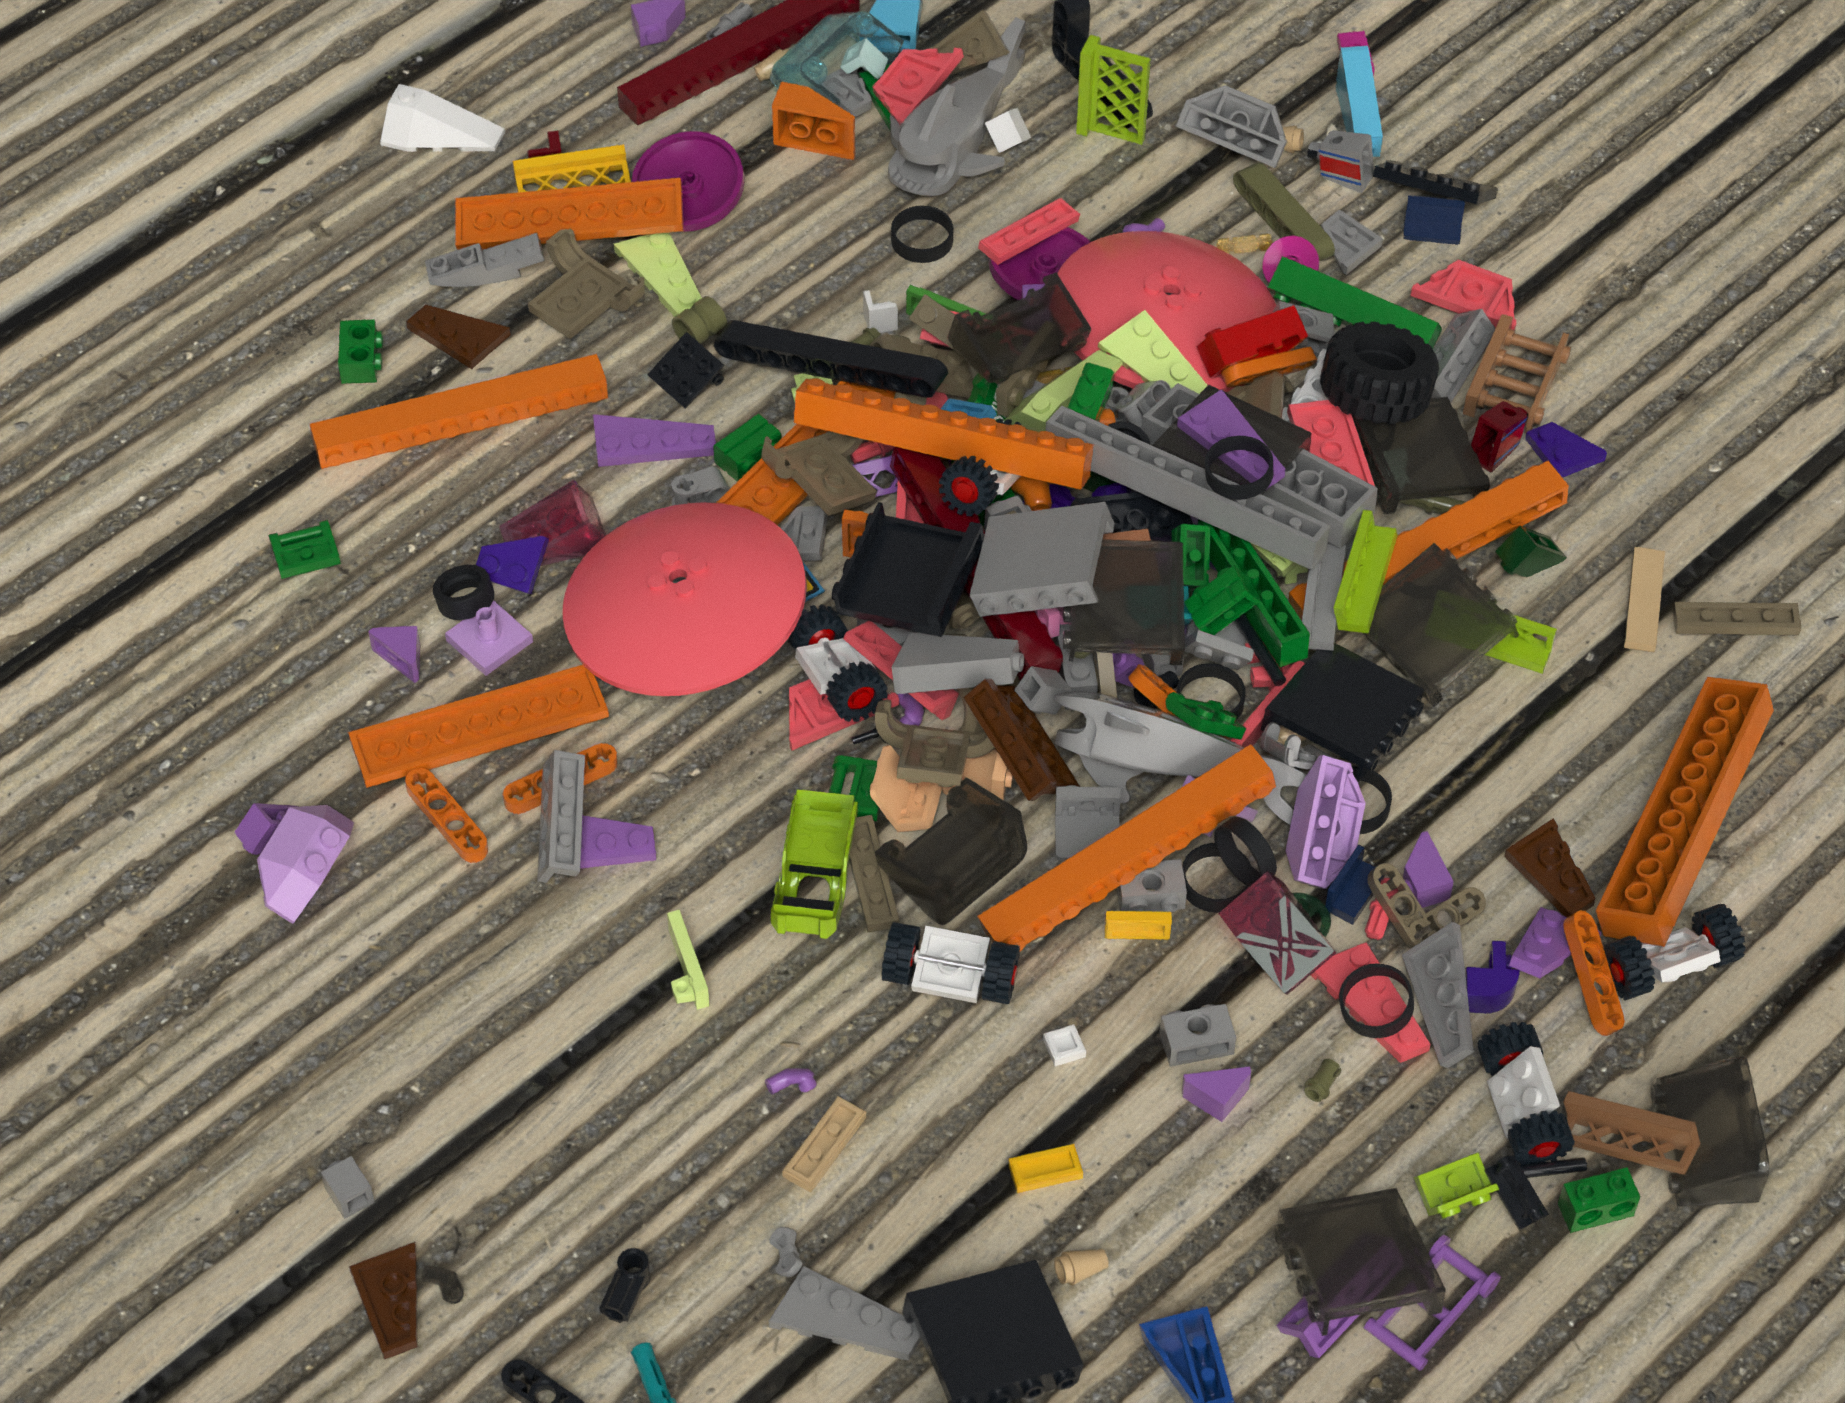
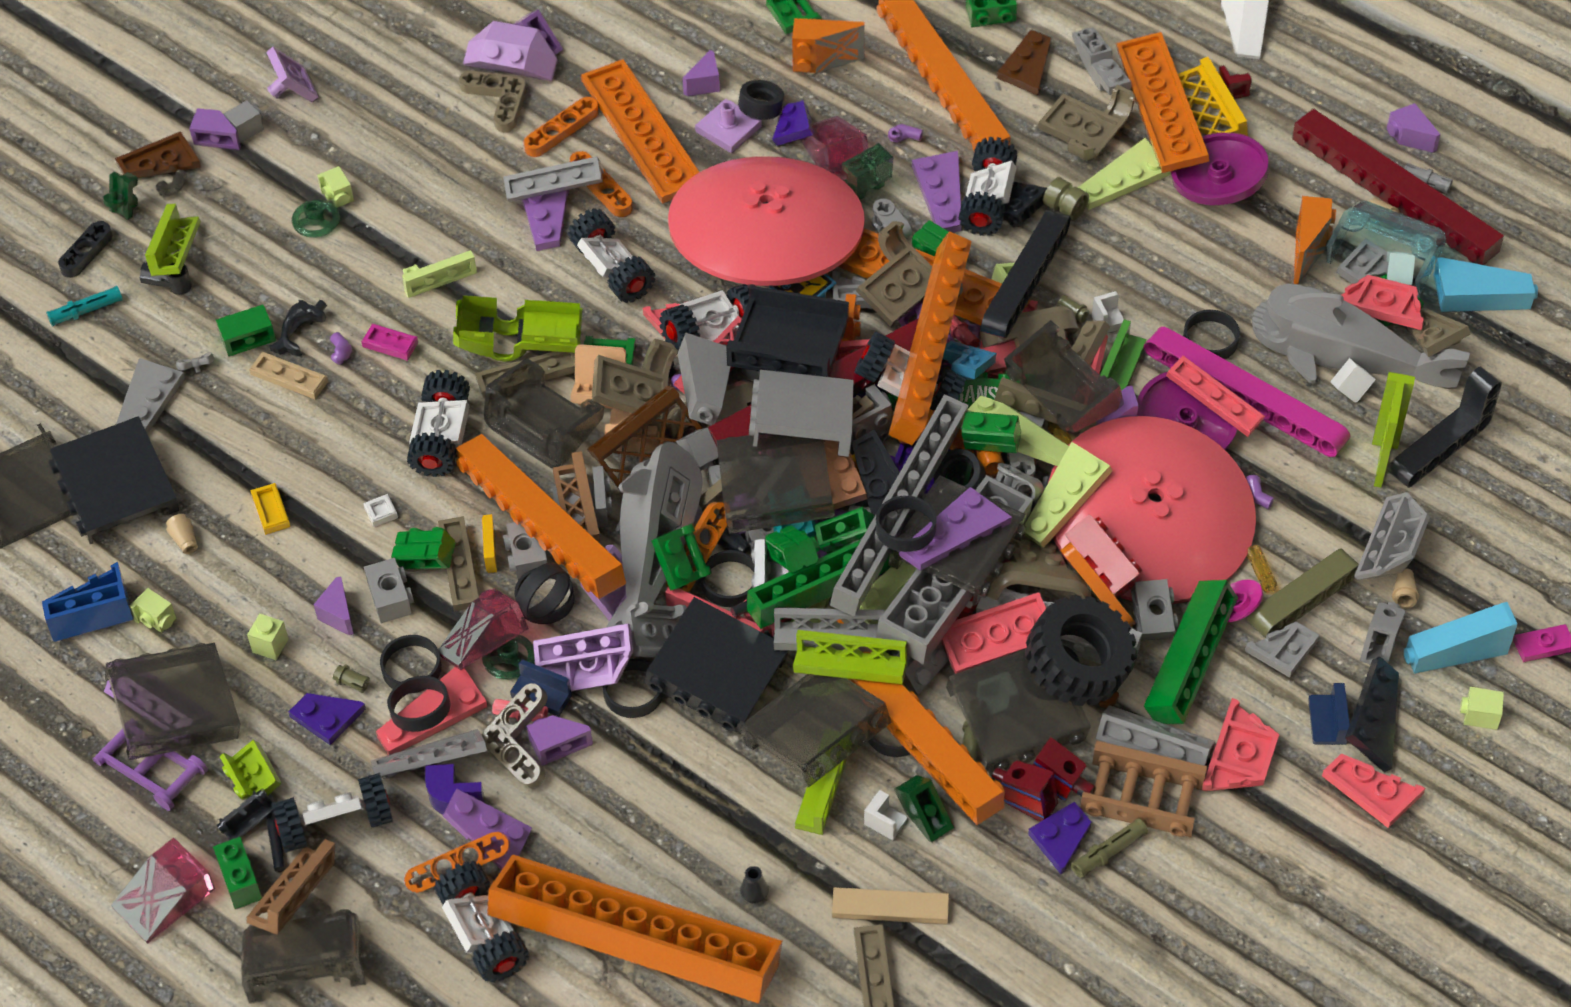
camera: 85 degrees right, 0 degrees up
(283, 1121) = (290, 75): none -> lavender tile
(353, 1224) = (213, 130): none -> medium lavender slope
(362, 874) = (502, 90): none -> dark tan beam
(388, 520) = (826, 44): none -> orange slope
(468, 1334) = (120, 195): none -> dark green hips
(505, 1073) = (335, 187): none -> yellowish green brick
(545, 462) = (904, 132): none -> medium lavender arm
(546, 1091) = (315, 215): none -> clear green piece
(579, 1274) = (165, 242): none -> lime fence
(623, 489) = (868, 170): none -> clear green hips
(669, 386) = (989, 186): none -> plate
(704, 767) = (627, 273): none -> plate
(728, 1128) = (297, 315): none -> black animal
(744, 1187) = (245, 330): none -> green brick
(792, 1022) = (390, 342): none -> dark pink plate
(1050, 183) = (1277, 407): none -> dark pink beam
(1088, 817) = (583, 492): none -> medium nougat fence
(1148, 986) = (423, 549): none -> green brick
(1161, 960) = (461, 571): none -> dark tan plate
(1204, 1290) = (153, 611): none -> yellowish green brick
(1258, 1164) = (268, 636): none -> yellowish green brick
(1310, 990) = (406, 641): none -> black tyre
(1371, 1112) = (326, 715): none -> dark purple wing
(1434, 107) = (1482, 708): none -> yellowish green brick
(1521, 451) = (1028, 789): none -> dark red torso
(1524, 203) = (1375, 792): none -> coral wing
(1538, 591) = (882, 817): none -> white panel
(1549, 867) = (572, 834): reddish brown wing -> none
(1590, 420) = (1099, 854): none -> olive pin
(1617, 1283) = (163, 890): none -> clear pink slope
(1624, 707) = (754, 886): none -> black cone

